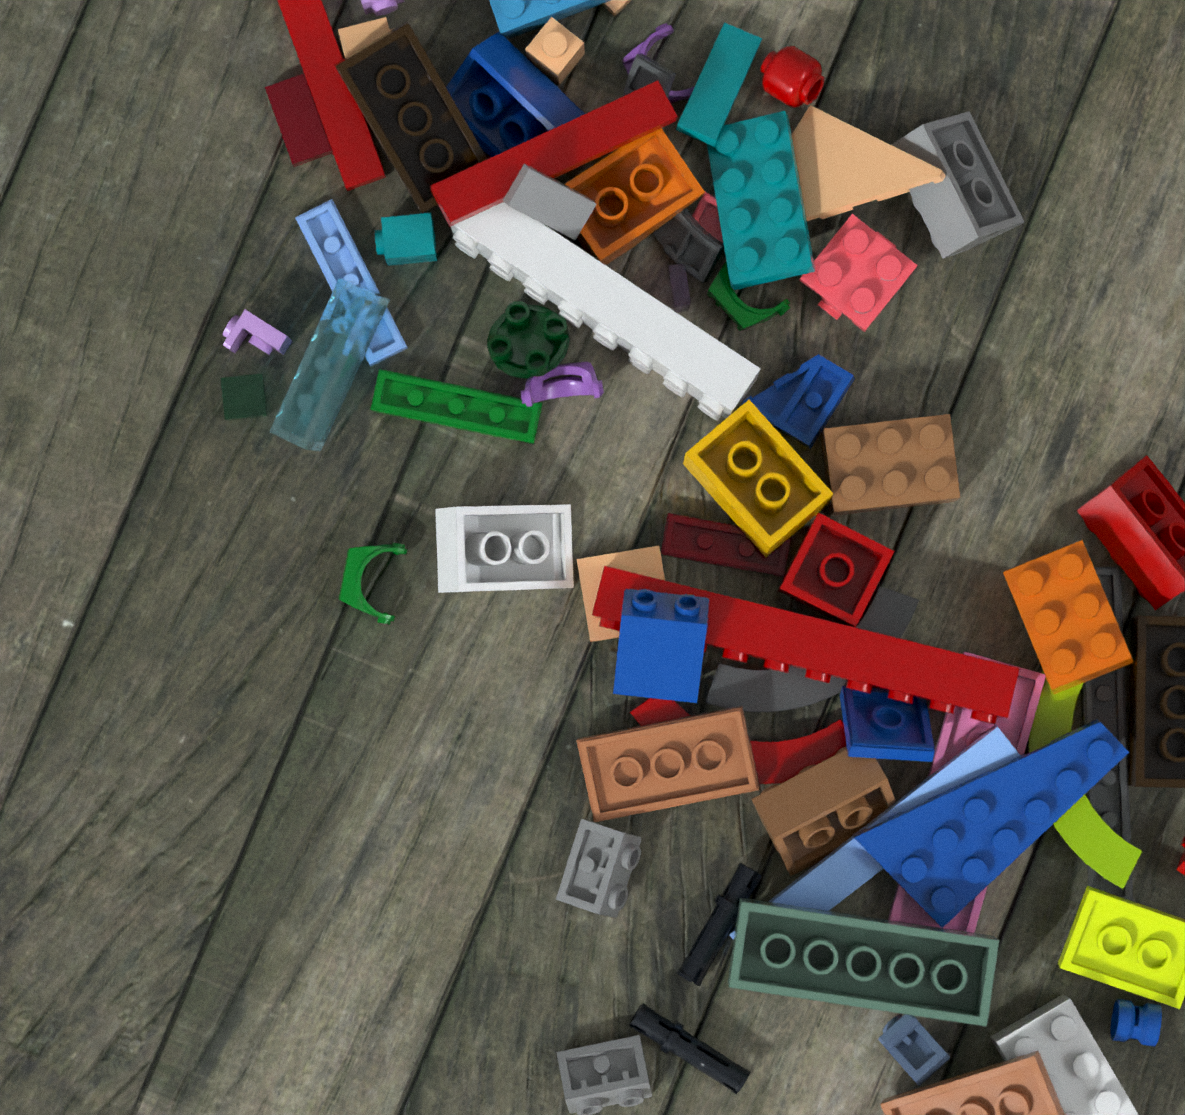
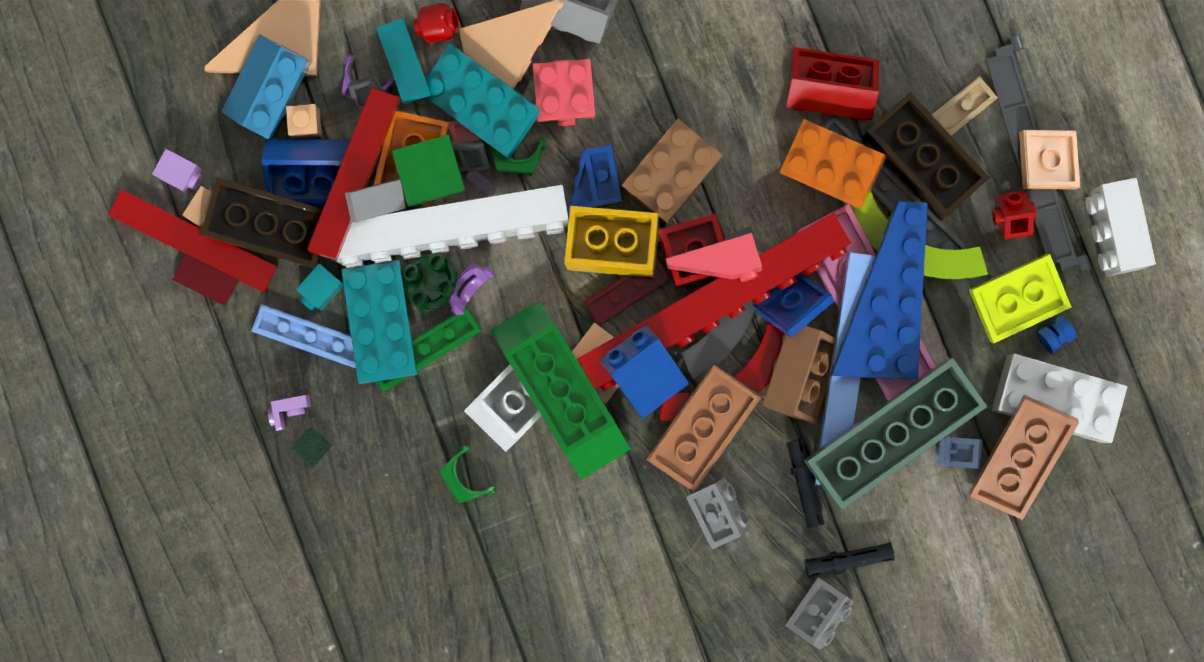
camera: 55 degrees left, 0 degrees up
(329, 365) = (341, 389): clear light blue brick -> none
(435, 333) = (379, 322): none -> teal plate
(555, 582) = (560, 390): none -> green slope
(634, 223) = (428, 171): none -> green tile
(857, 609) = (725, 259): none -> coral slope

